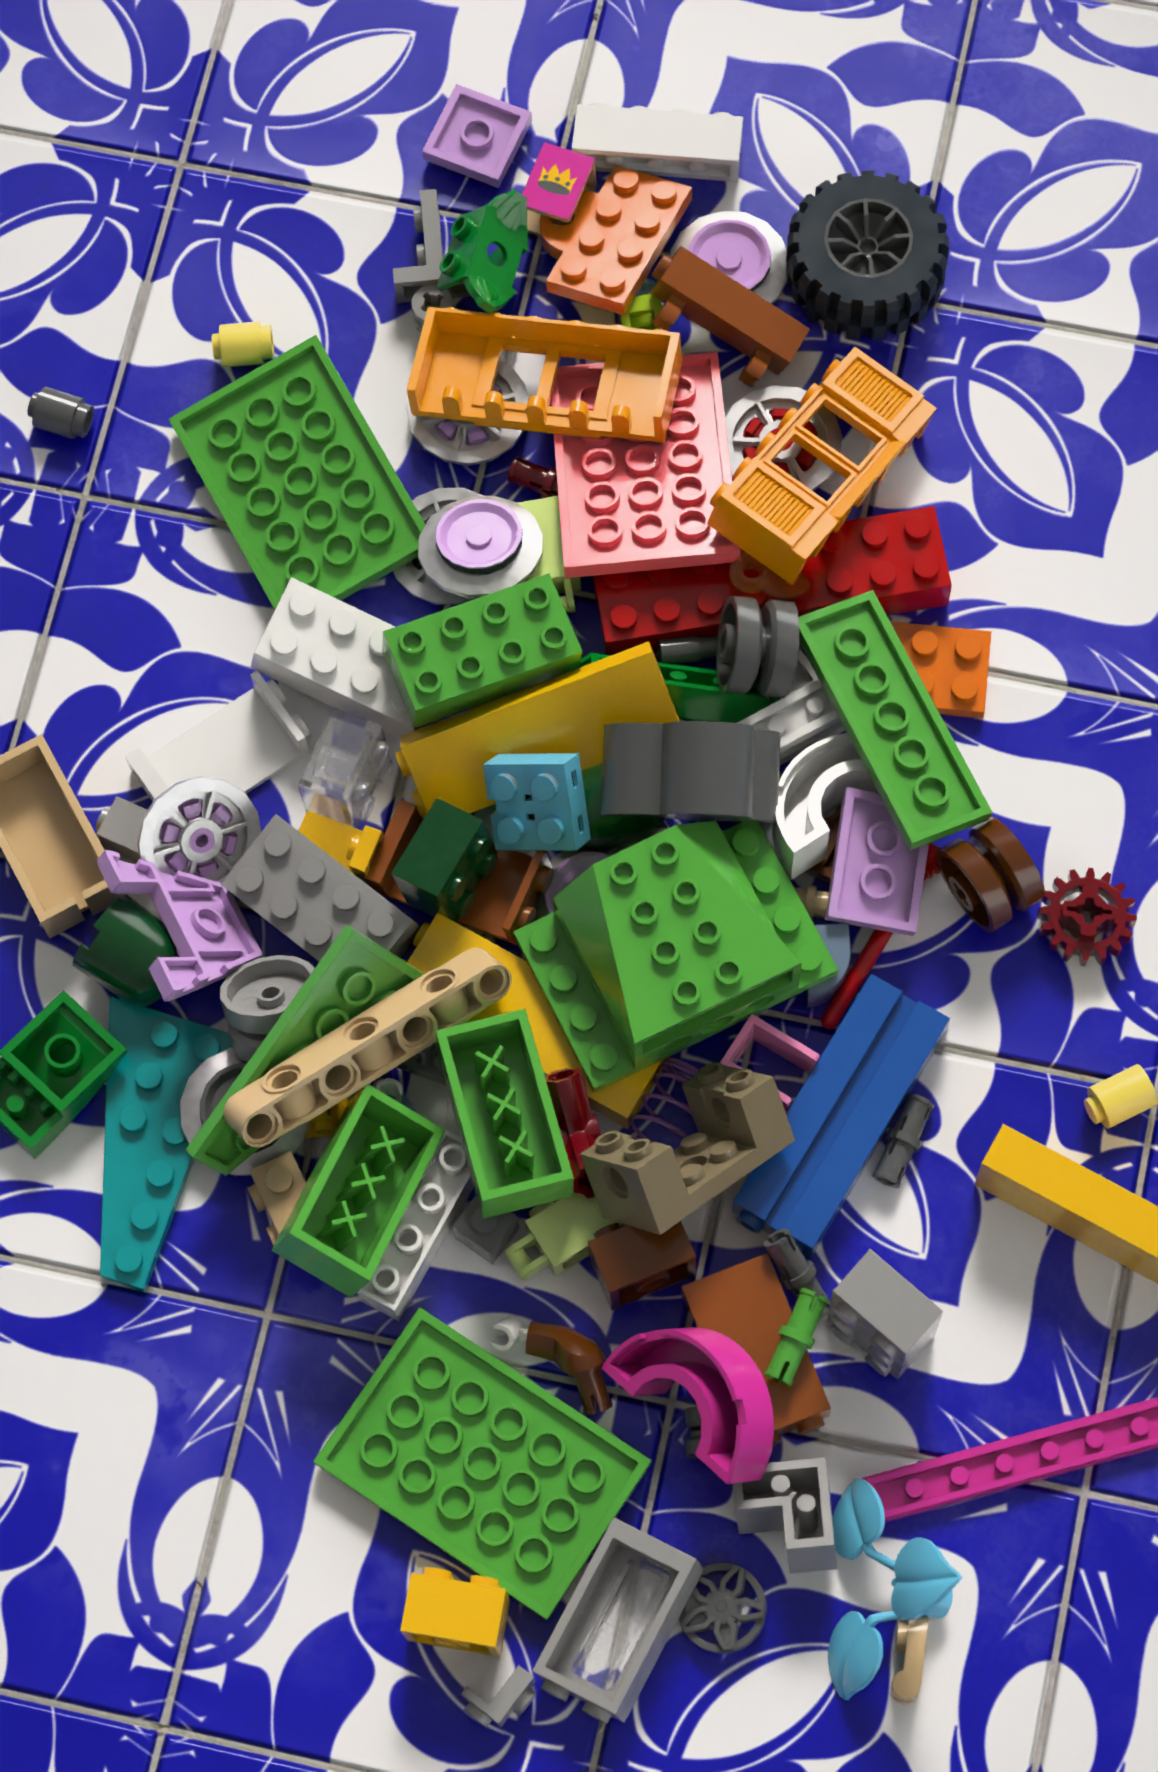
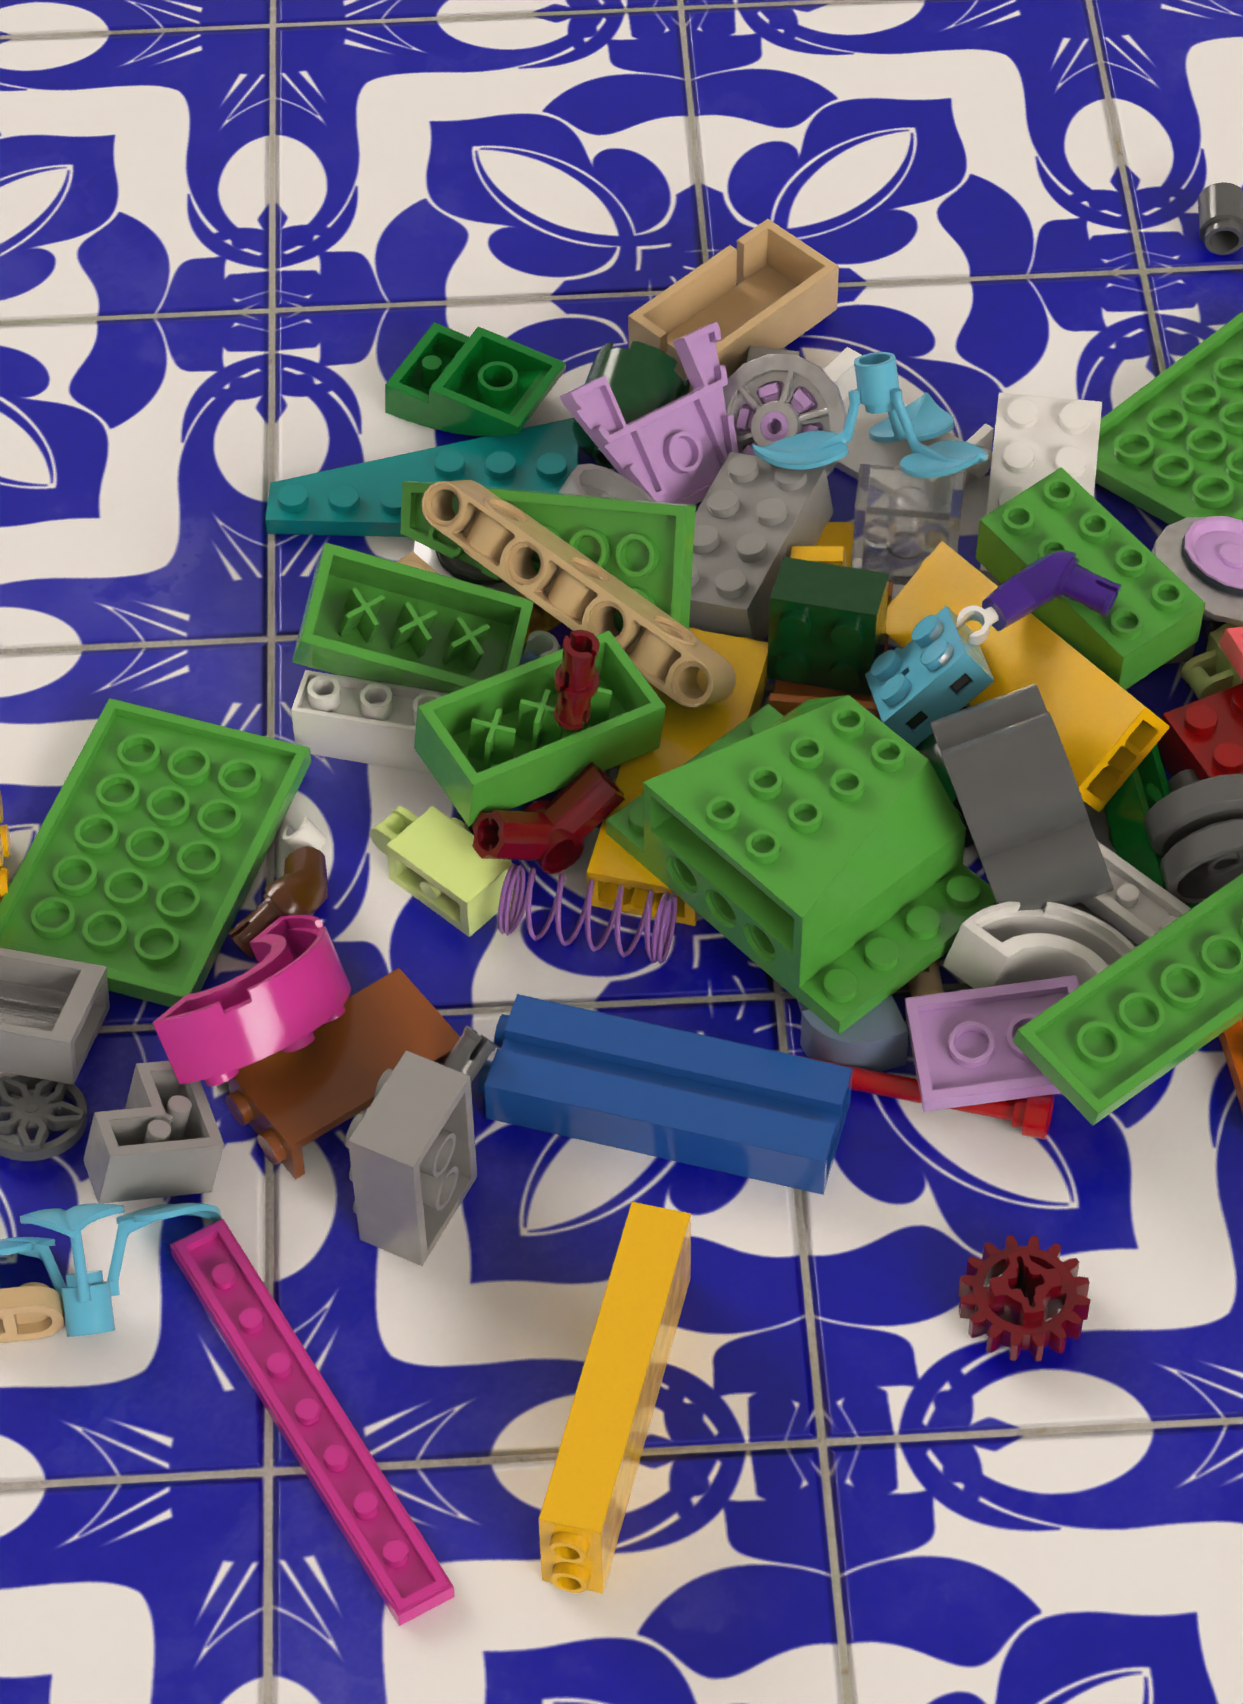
camera: 70 degrees right, 20 degrees down
(225, 738) = (880, 394): none -> medium azure plant
(485, 1236) = (411, 783): dark grey brick -> none
(508, 689) = (1036, 585): none -> dark purple arm
(520, 1066) = (576, 679): none -> dark red pin
(639, 1262) = (422, 921): reddish brown brick -> none
(657, 1187) = (478, 873): dark tan plate -> none
(775, 1041) = (687, 971): bright pink piece -> none
(796, 1337) = (342, 1078): bright green pin -> none
(903, 1140) = (660, 1169): dark grey pin -> none
(990, 874) = (1028, 1160): reddish brown wheel -> none
(1120, 1097) = (794, 1387): light yellow brick -> none

